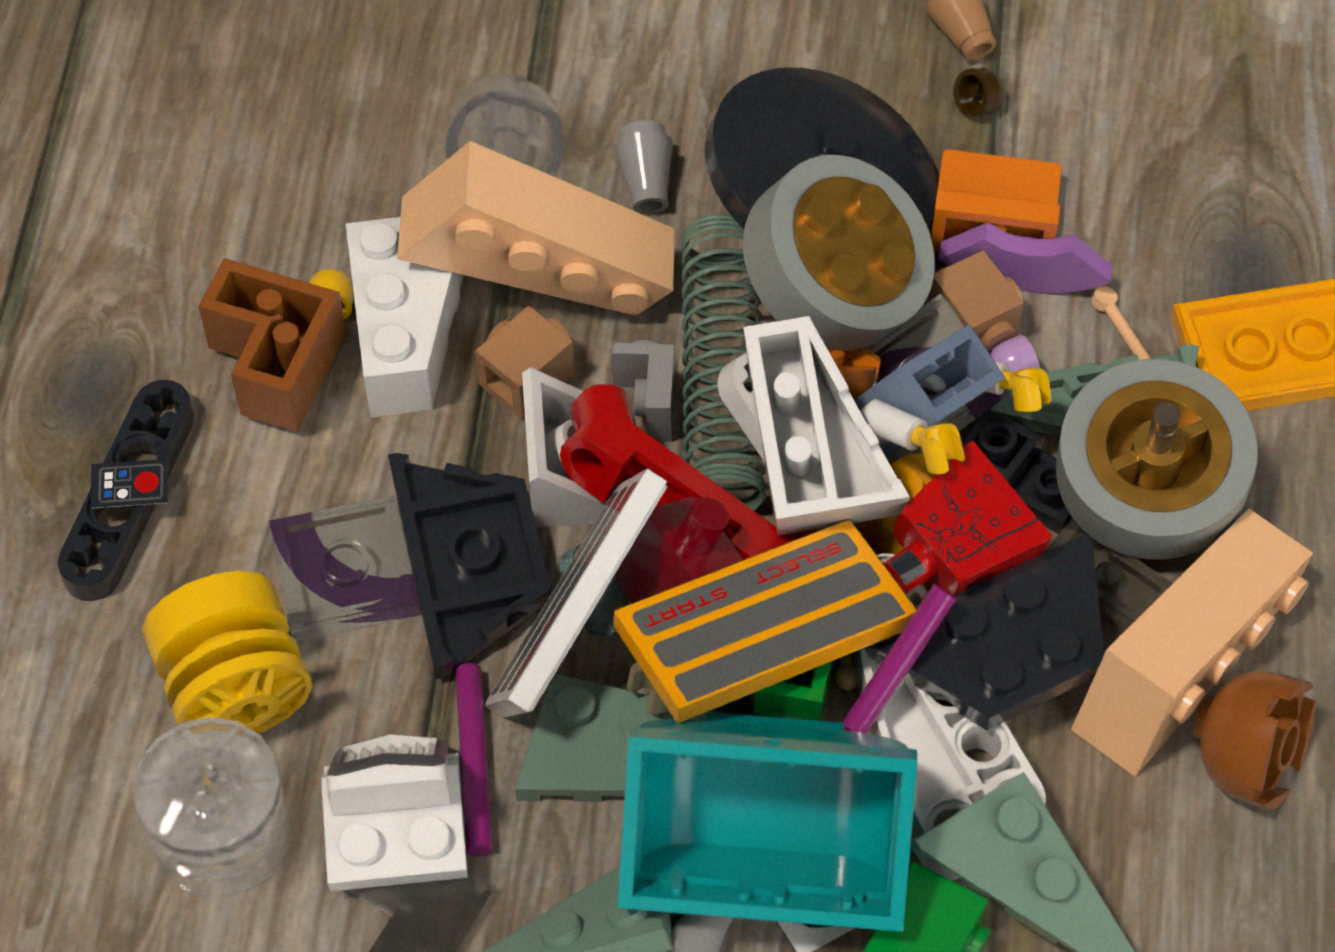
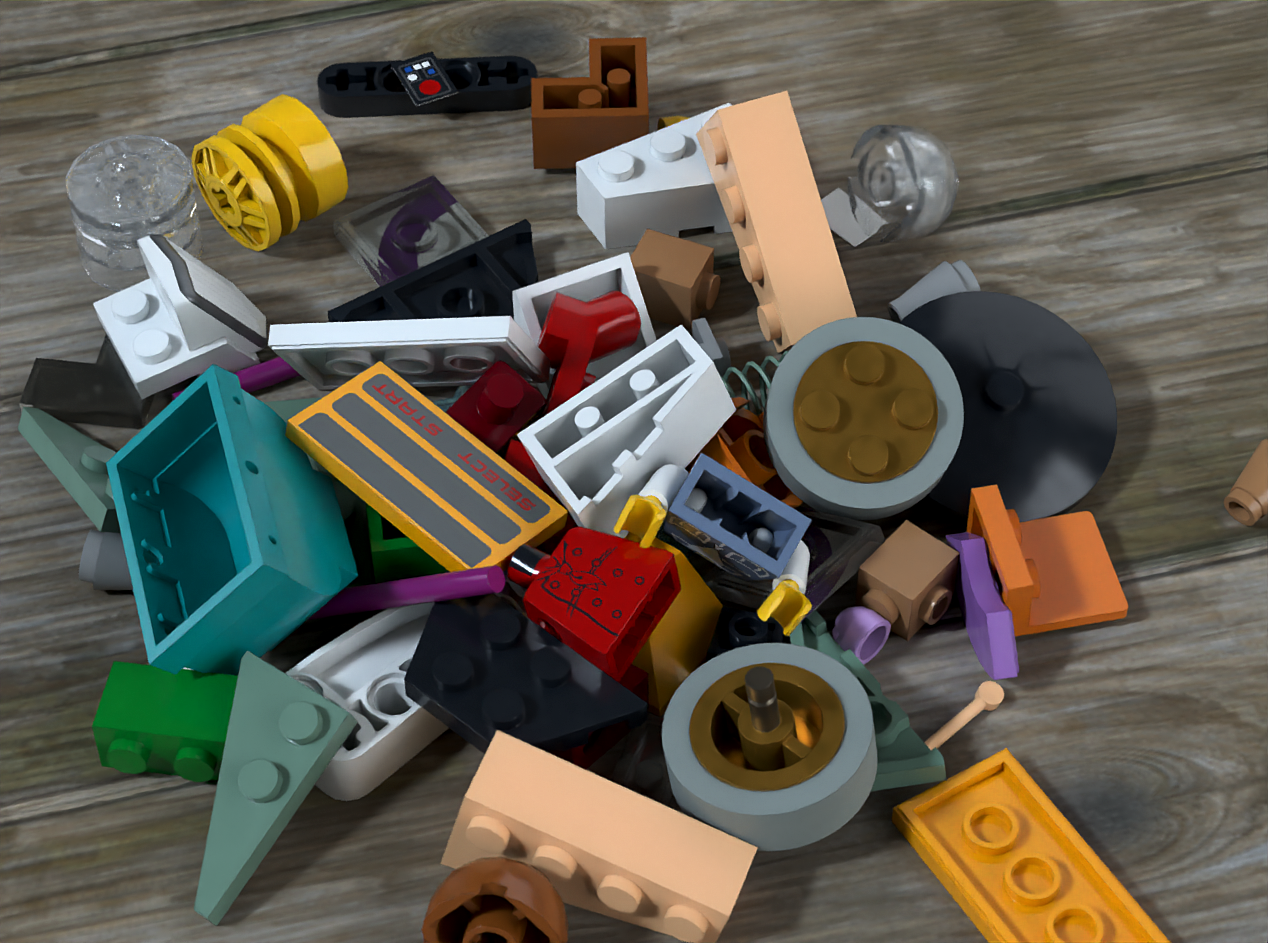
camera: 70 degrees right, 10 degrees down
(978, 85) = (1184, 523): dark brown hinge -> none

